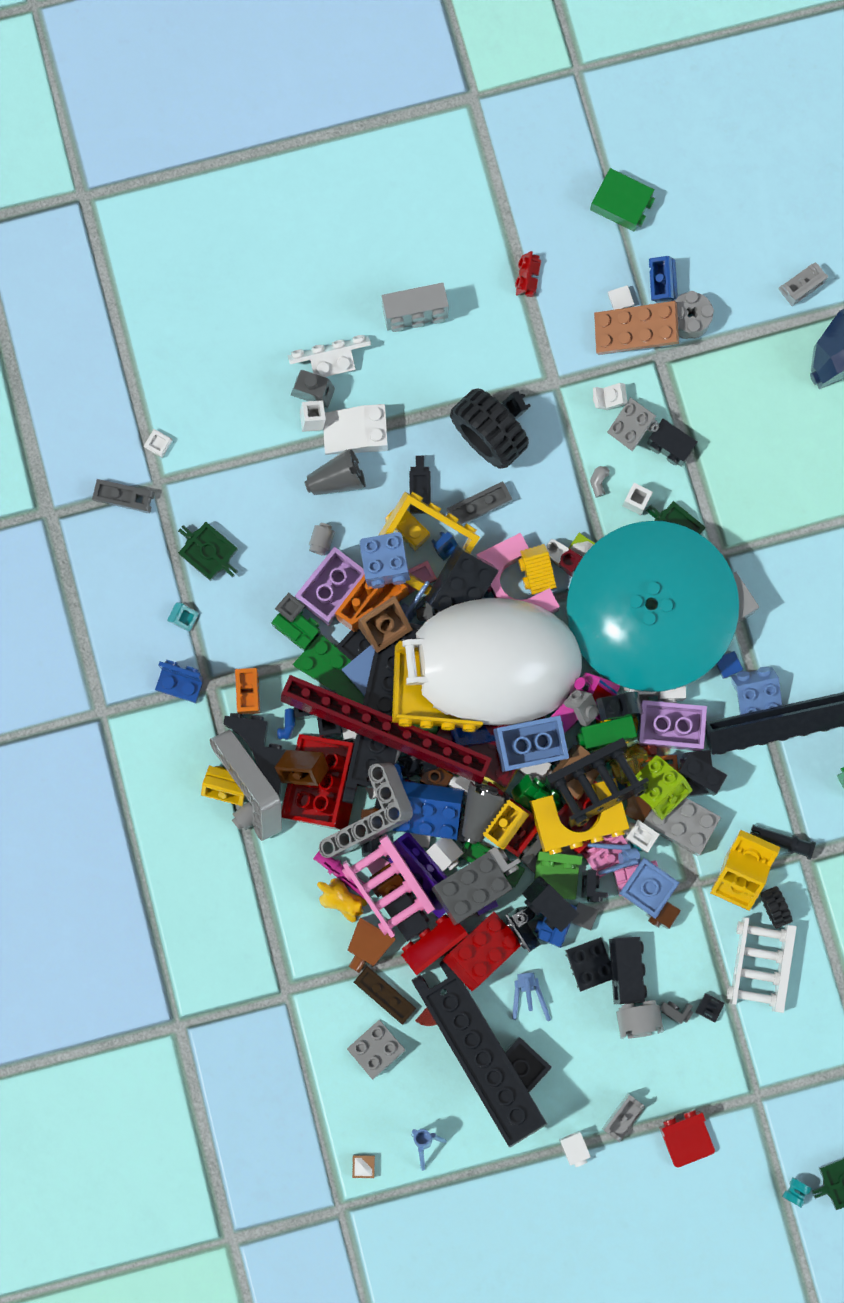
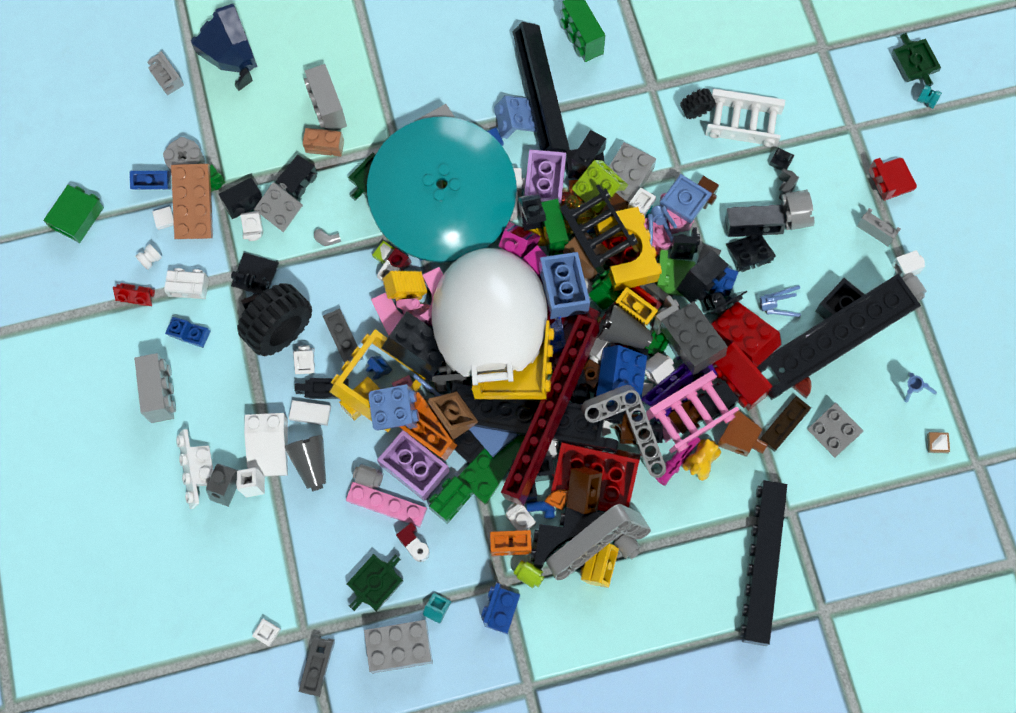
camera: 85 degrees left, 10 degrees down
(140, 577) = (398, 646): none -> light grey brick
(215, 711) = (529, 574): none -> lime brick
(228, 963) = (764, 563): none -> black brick
(247, 589) = (417, 549): none -> leg
(273, 703) = (520, 517): none -> white bracket
(290, 607) = (433, 501): dark grey tile -> none
(292, 559) = (386, 504): none -> bright pink plate
(297, 741) = (557, 498): none -> orange tile
(393, 474) = (310, 413): none -> white tile
(452, 464) = (304, 360): none -> white bracket
(484, 336) = (187, 332): none -> blue slope
(513, 579) = (412, 306): none -> bright pink helmet
(539, 330) = (186, 284): none -> white brick
(547, 1151) = (915, 286): none -> light grey brick
(554, 403) = (254, 274): none -> black hinge
(571, 286) = (150, 255): none -> white wheel
(583, 706) = (528, 242): light grey bracket -> none
(637, 498) = (345, 204): white brick -> none
(643, 382) = (241, 198): none -> black brick
(670, 352) = (216, 179): none -> green bracket
(717, 470) = (323, 142): none -> nougat brick
(745, 870) = (667, 126): yellow bracket -> none
(770, 468) = (324, 98): none -> light grey brick
(792, 843) = (643, 93): black pin -> none
(799, 375) = (243, 80): none -> black tile

